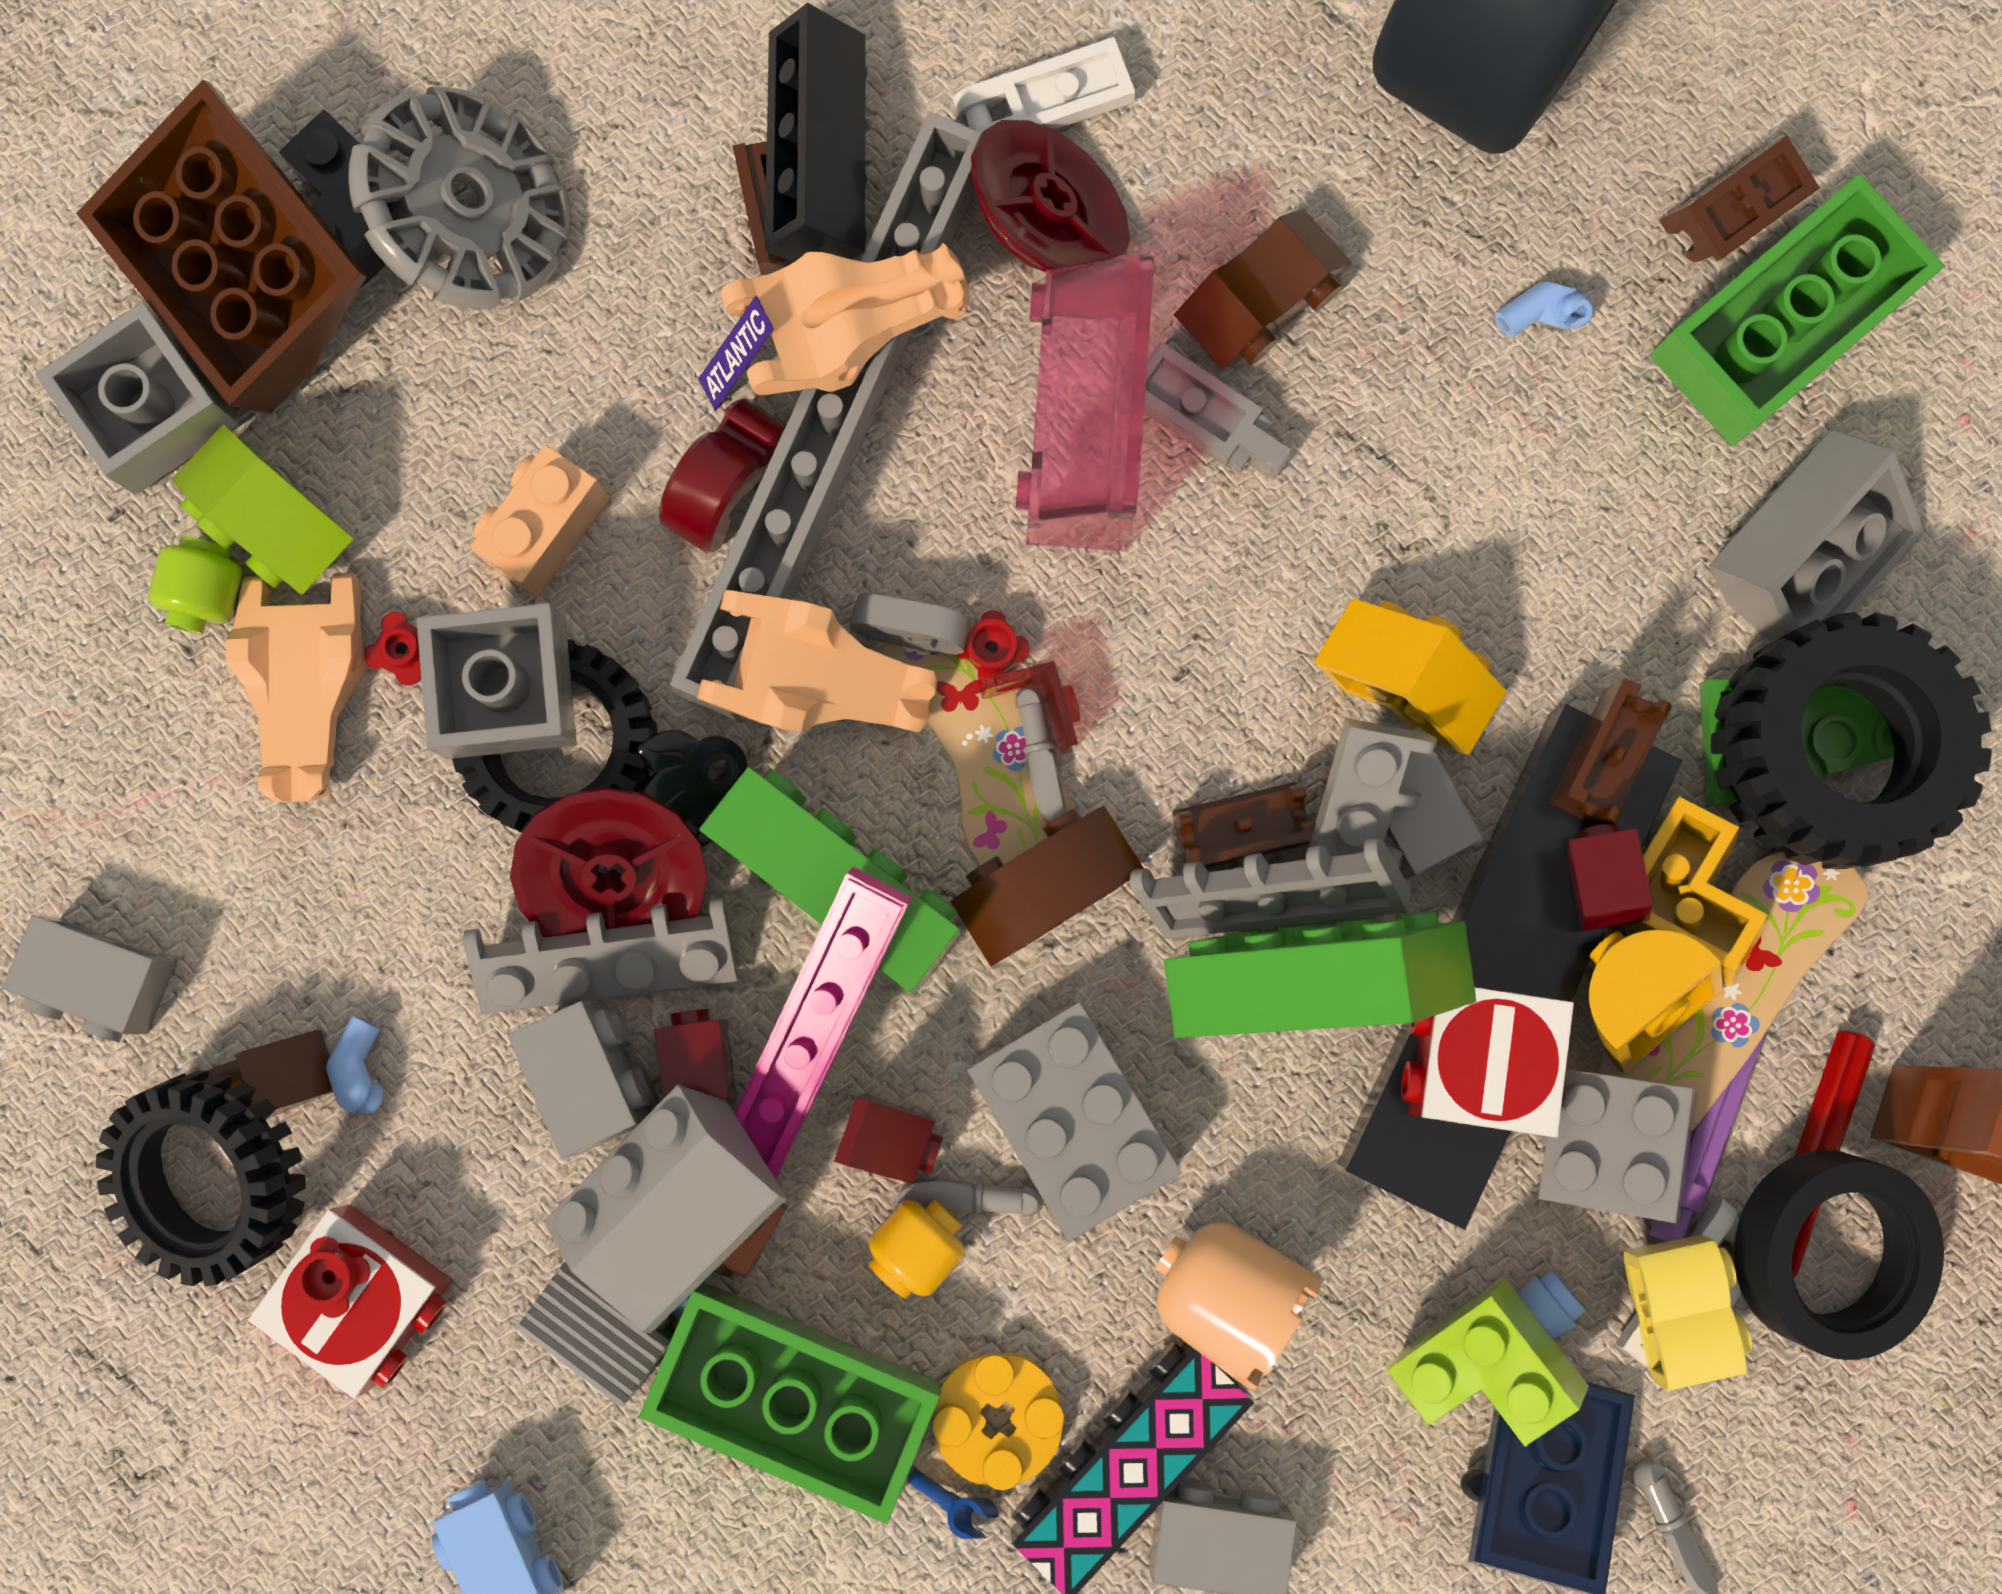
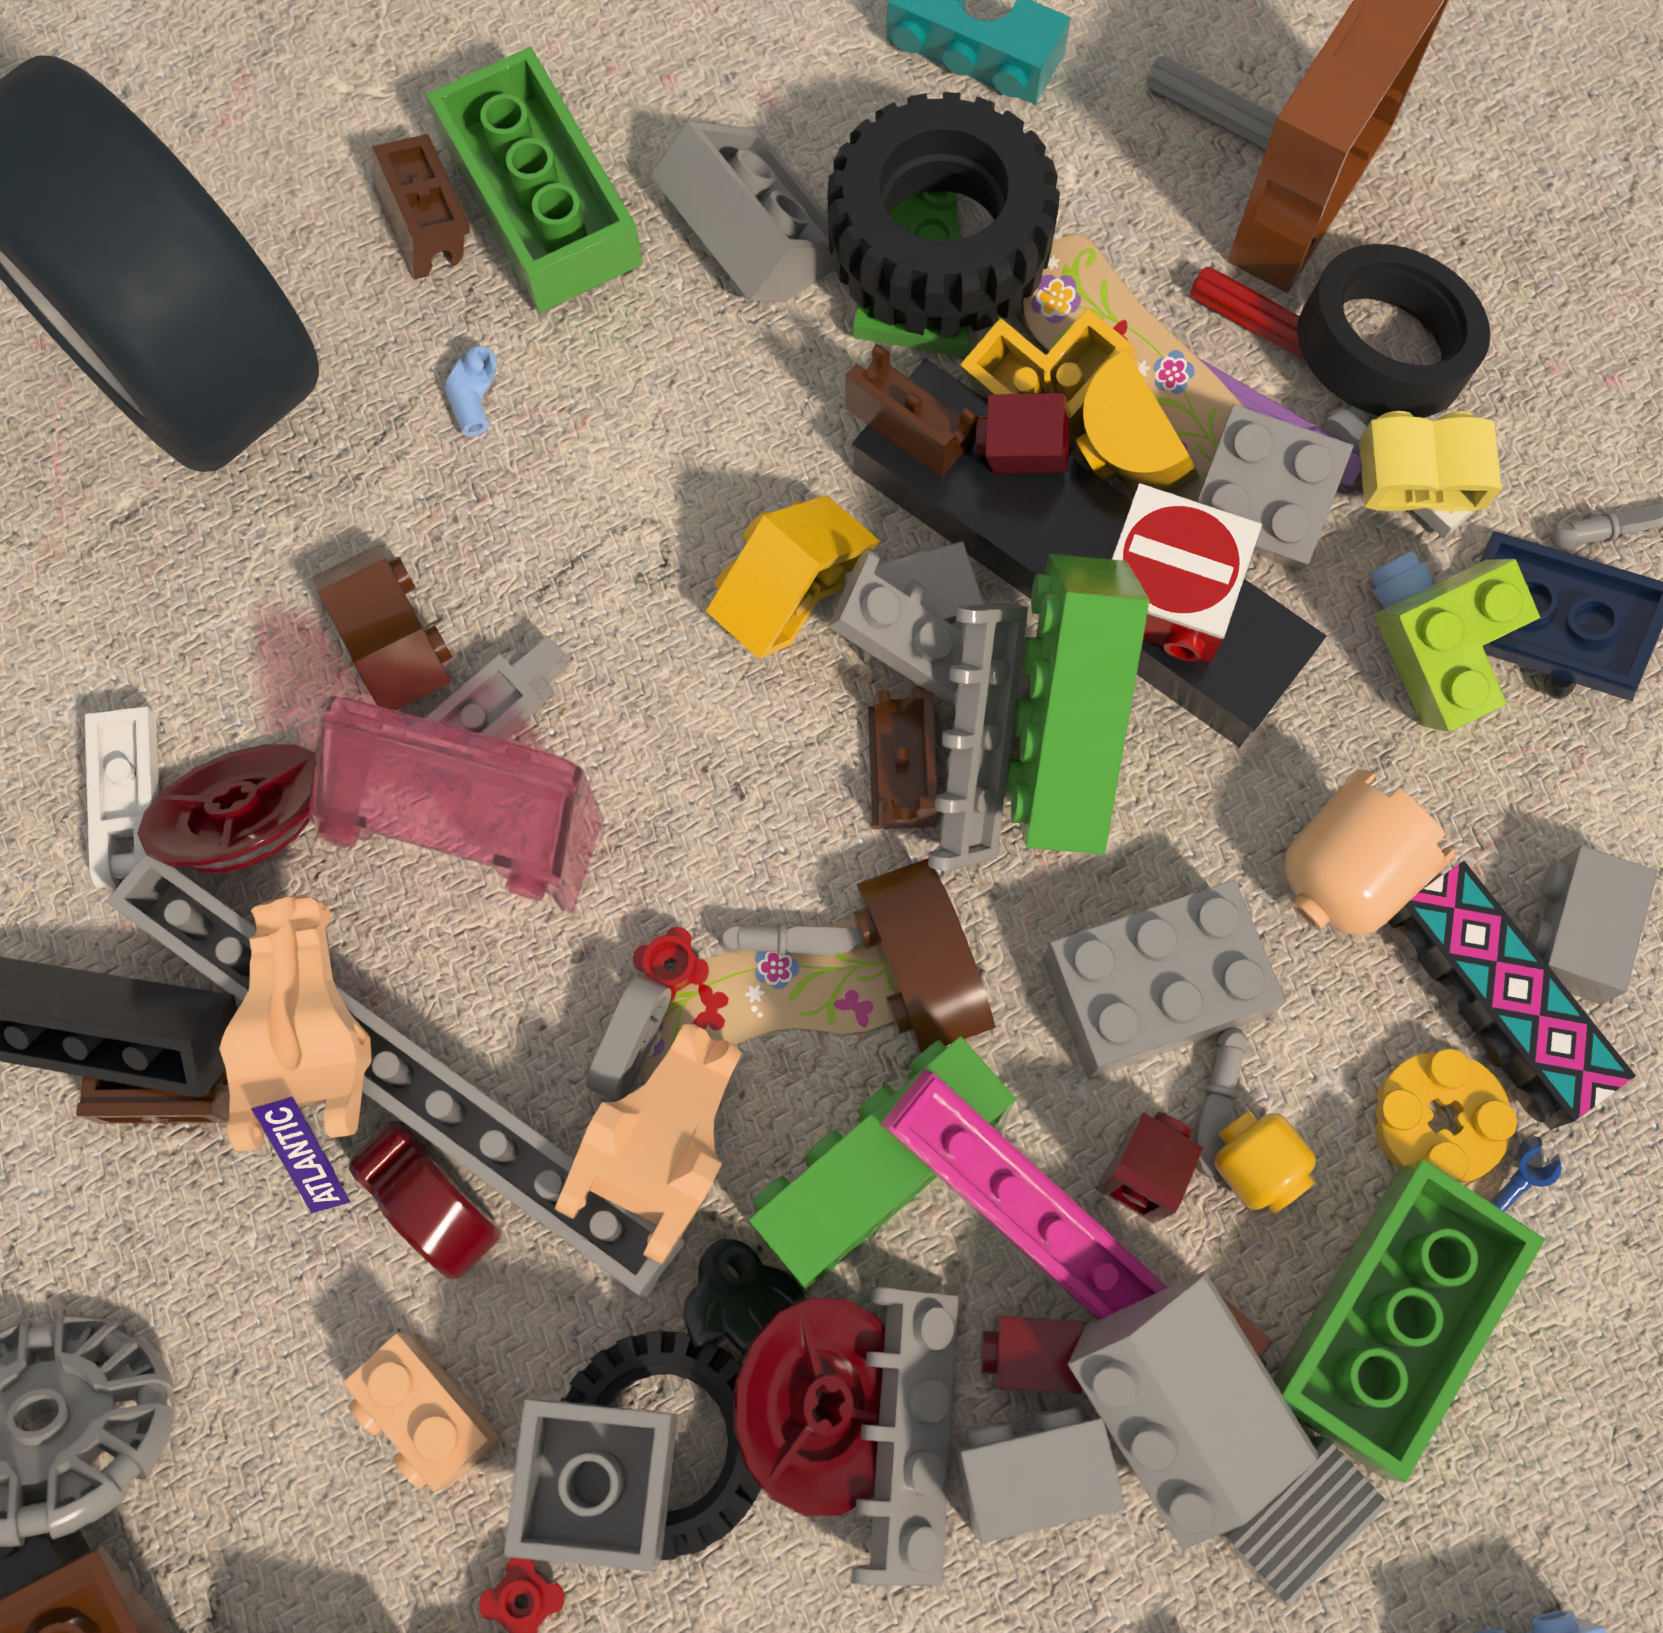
camera: 75 degrees left, 10 degrees down
(1059, 698) = (744, 906): clear red bracket -> none

